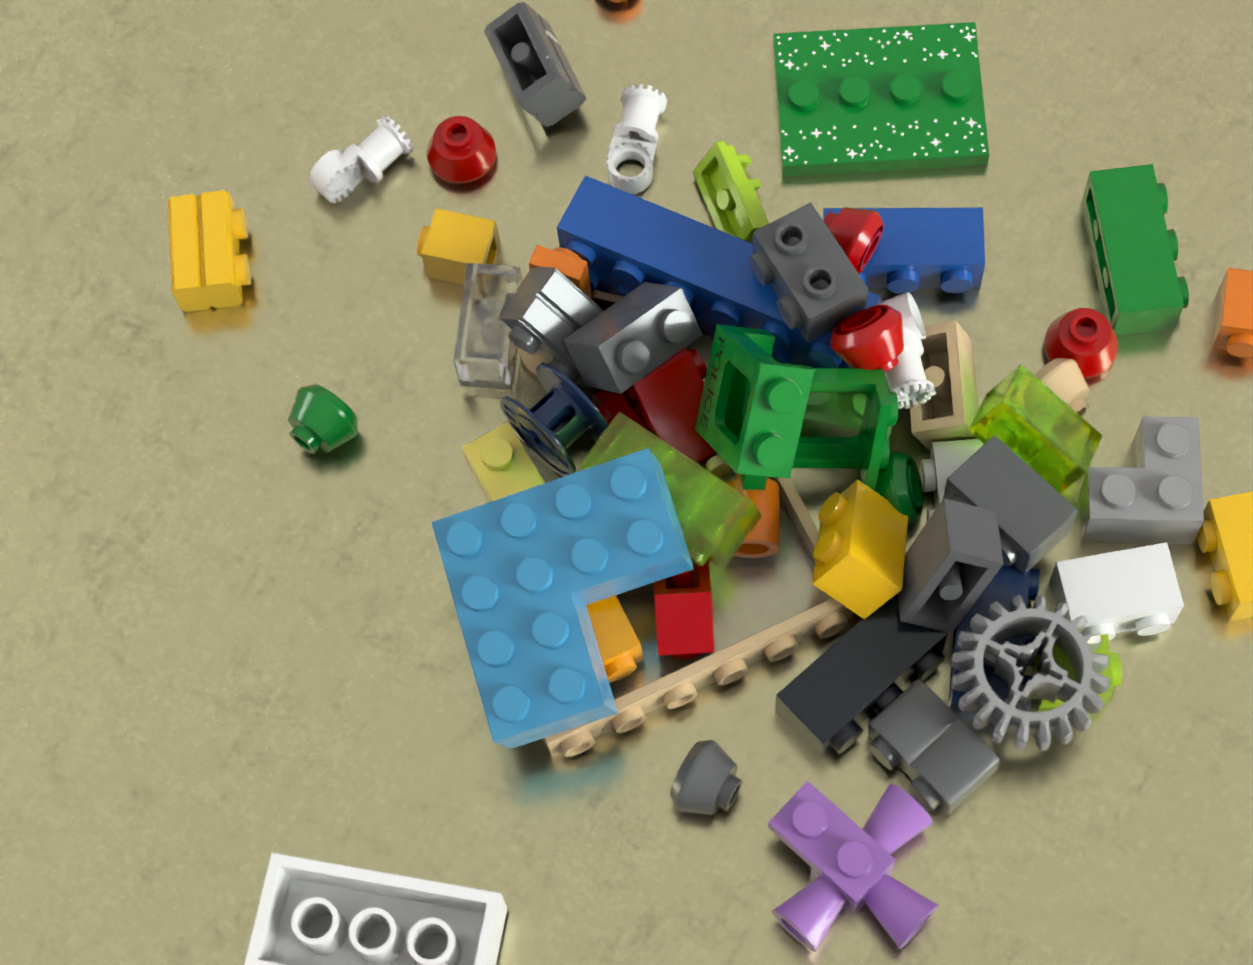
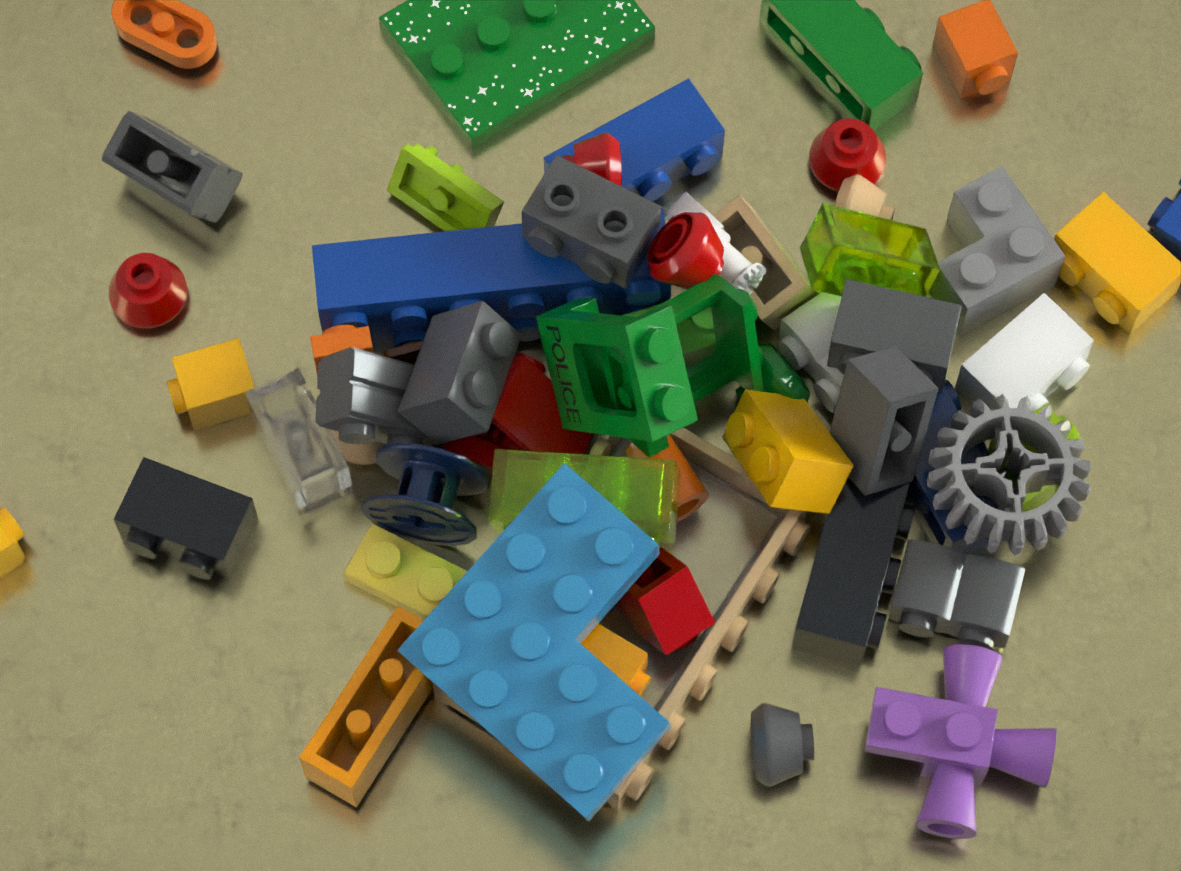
camera: 40 degrees left, 0 degrees up
(321, 419) = (190, 624): green cone -> none
(340, 171) = (60, 350): white connector -> none
(371, 339) = (185, 520): none -> black brick
(392, 569) = (368, 715): none -> light orange brick
(635, 137) = (312, 185): white connector -> none

